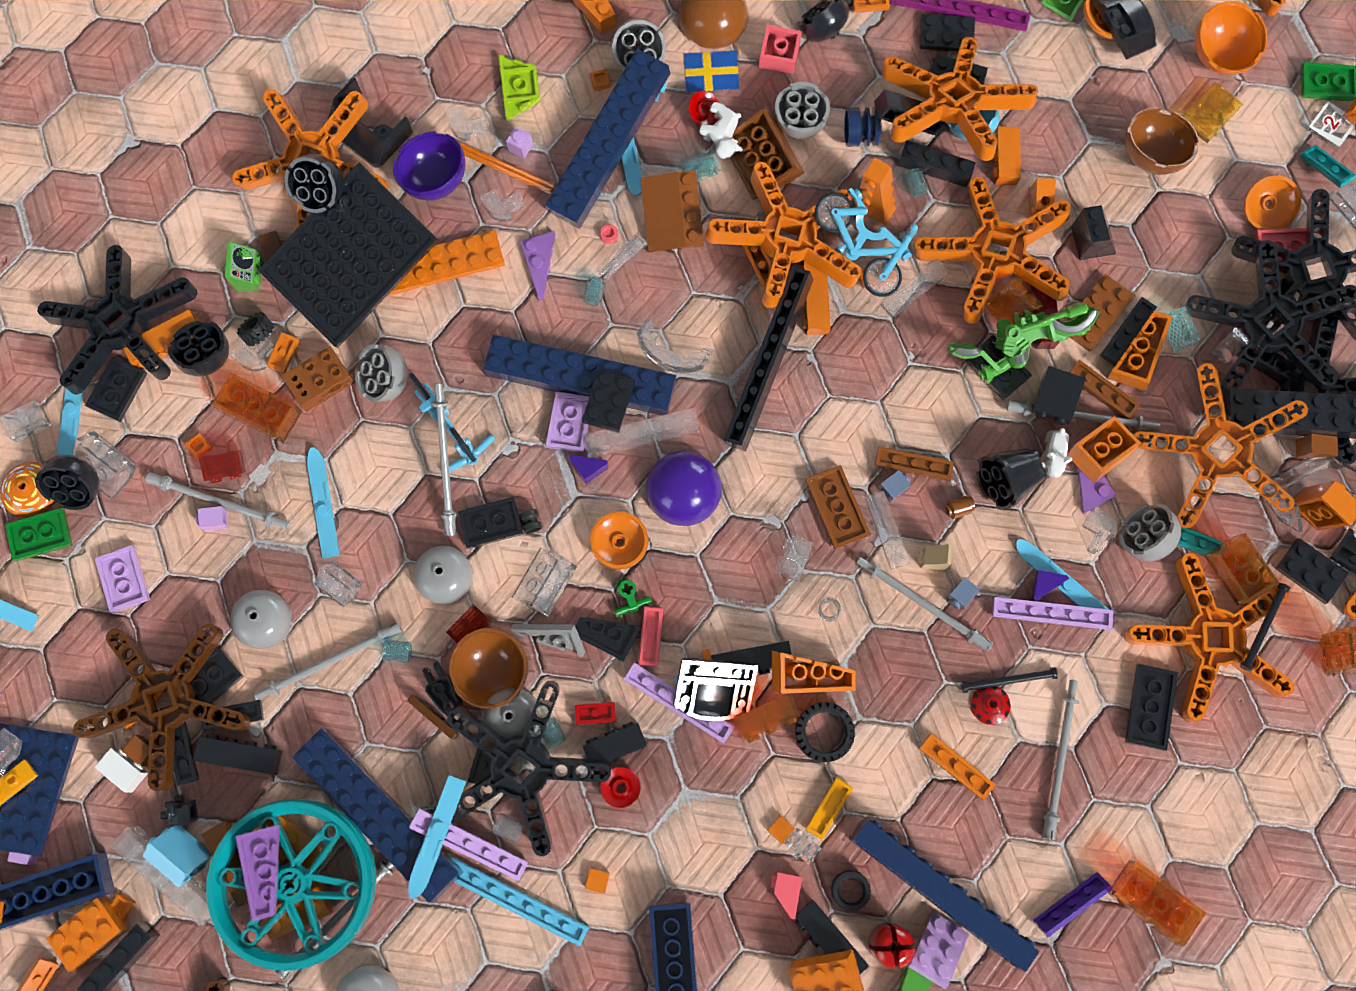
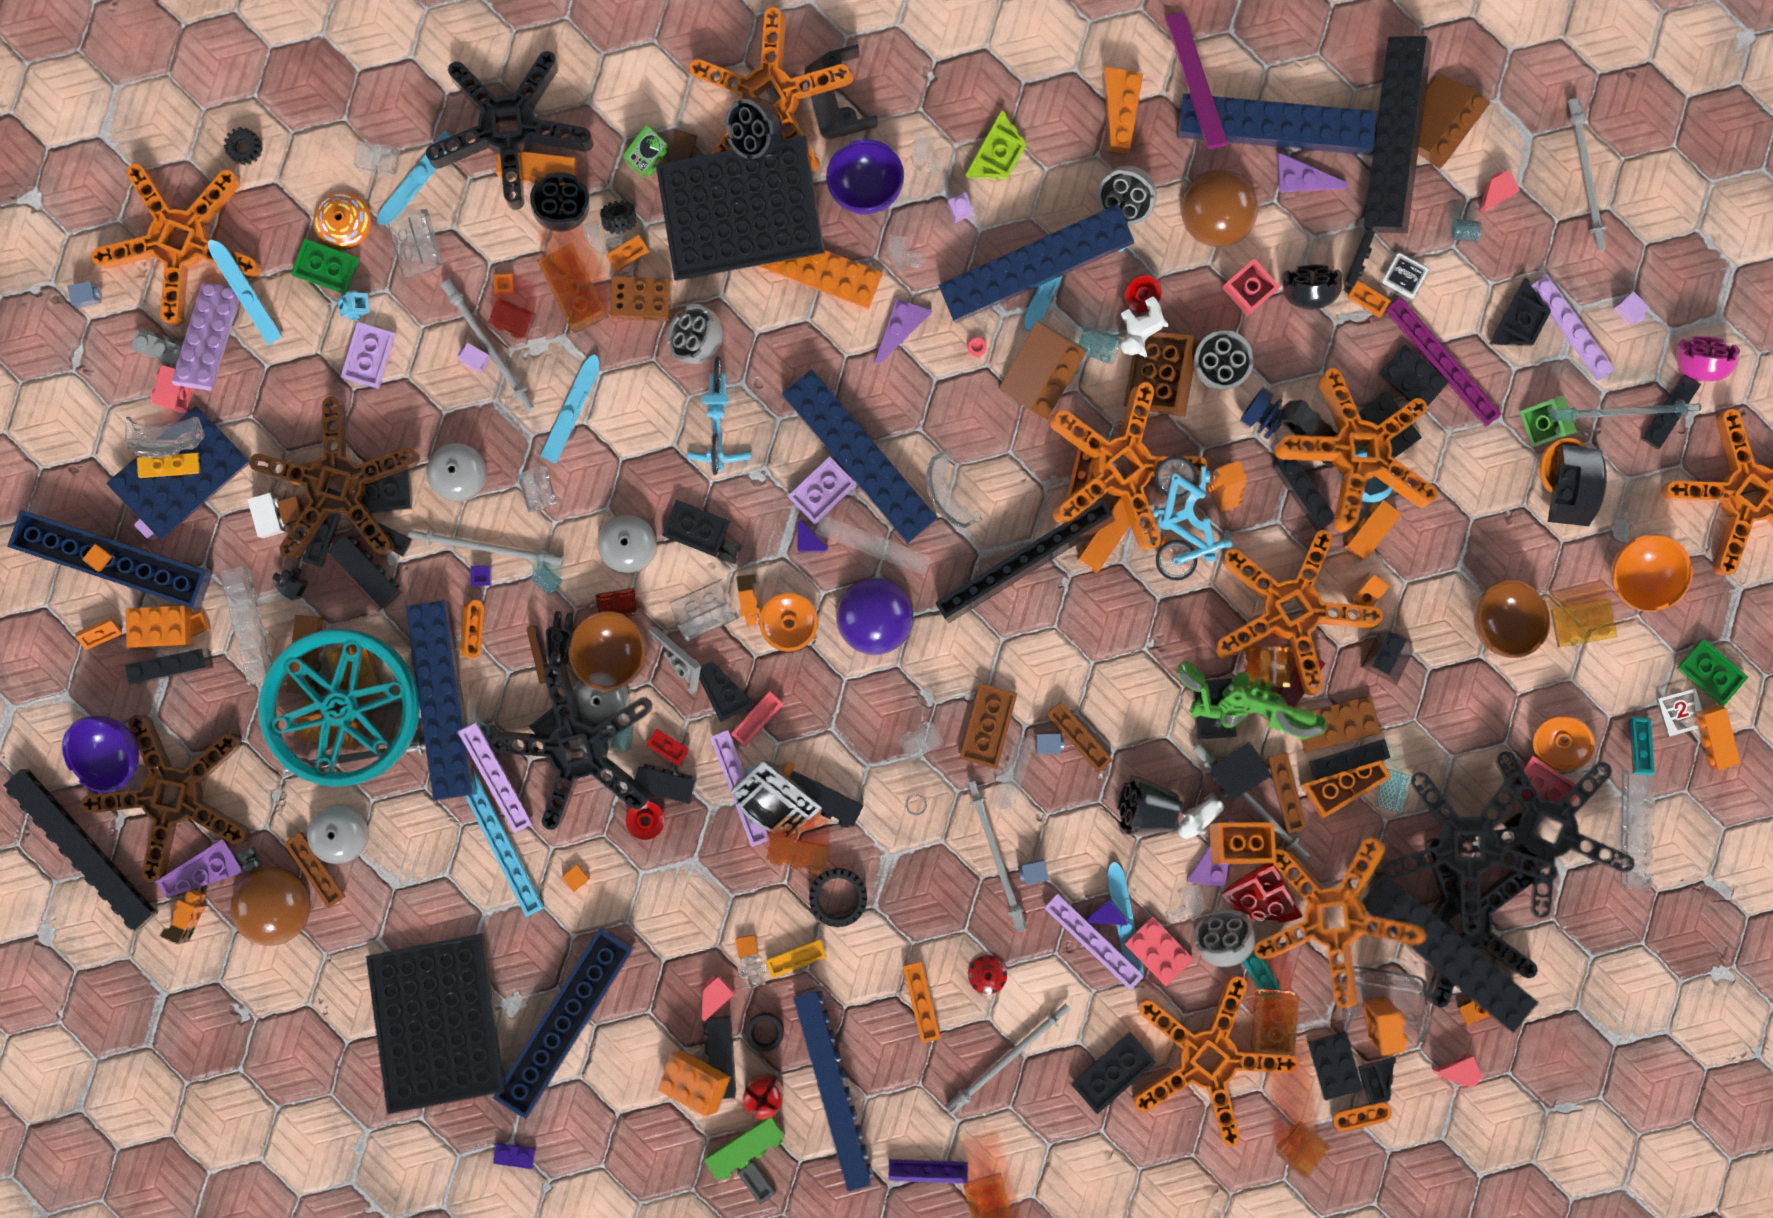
camera: 35 degrees right, 10 degrees up
(68, 481) = (378, 242): black cylinder -> none
(82, 546) = (353, 305): none -> medium azure brick
(116, 389) = (468, 184): black plate -> none
(177, 855) = (266, 617): medium azure brick -> none
(260, 869) = (323, 680): medium lavender wing -> none
(339, 688) = (481, 576): none -> dark purple plate
(358, 729) = (475, 621): none -> orange plate
(435, 836) = (474, 753): medium azure piece -> none
(448, 514) = (666, 497): light grey bar -> none
(507, 169) = (932, 221): orange axle -> none
(508, 828) = (535, 786): clear piece -> none
(573, 545) = (747, 598): none -> orange hips
(594, 291) = (926, 390): clear light blue brick -> none
(600, 80) = (1074, 197): orange tile -> none
(608, 401) = (863, 501): black plate -> none
(629, 251) = (981, 376): clear pin -> none
(632, 605) = (761, 681): green piece -> none
(711, 71) = (1178, 260): blue sticker -> none
(803, 675) = (852, 842): orange wedge -> none
(914, 288) = (1198, 589): clear plate -> none
(916, 183) = (1274, 496): clear light blue brick -> none
(936, 557) = (1034, 826): tan slope -> none
(939, 950) = (797, 1126): lavender plate -> none
(960, 507) = (1088, 800): dark orange brick -> none
(1052, 673) = (1017, 967): black bar -> none
(1107, 583) = (1158, 951): none -> coral plate
(1151, 479) = (1263, 895): none -> red brick
(1230, 345) = (1422, 836): clear tile -> none
(1247, 664) = (1253, 1080): black bar -> none
(1316, 446) = (1422, 972): dark orange slope -> none

